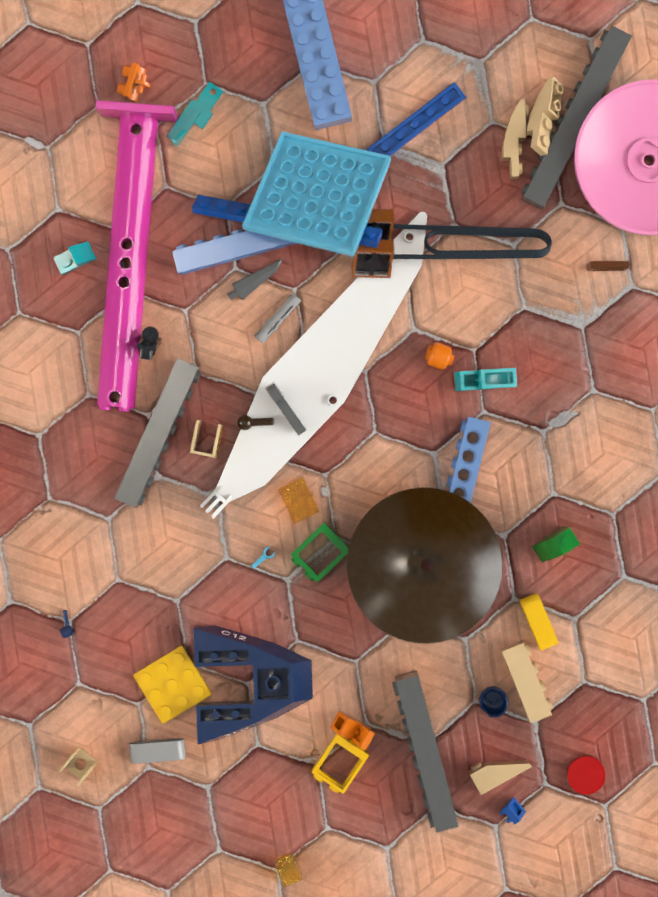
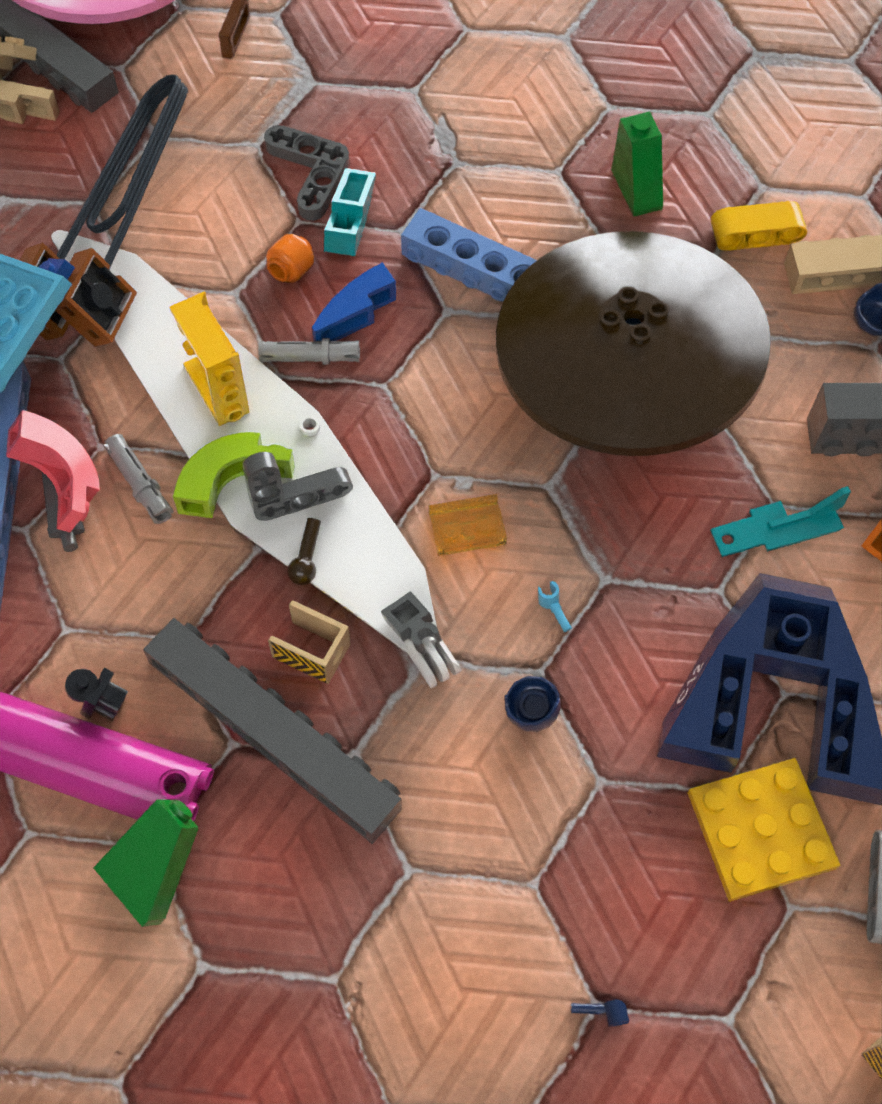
camera: 75 degrees left, 25 degrees down
(74, 397) = (150, 860): none -> green slope
(203, 558) = (532, 703): none -> dark blue hair
(228, 487) = (411, 619): none -> dark grey plate
(272, 278) = (61, 458): none -> coral arch
(289, 358) = (219, 464): none -> lime arch
(298, 561) = (555, 478): green window -> none
(341, 663) = (775, 529): none -> teal piece
(343, 339) = (217, 365): none -> yellow window
(382, 387) = (301, 351): none -> light grey pin
(416, 401) = (355, 304): none -> blue slope
(514, 353) = (317, 160): none -> dark grey beam

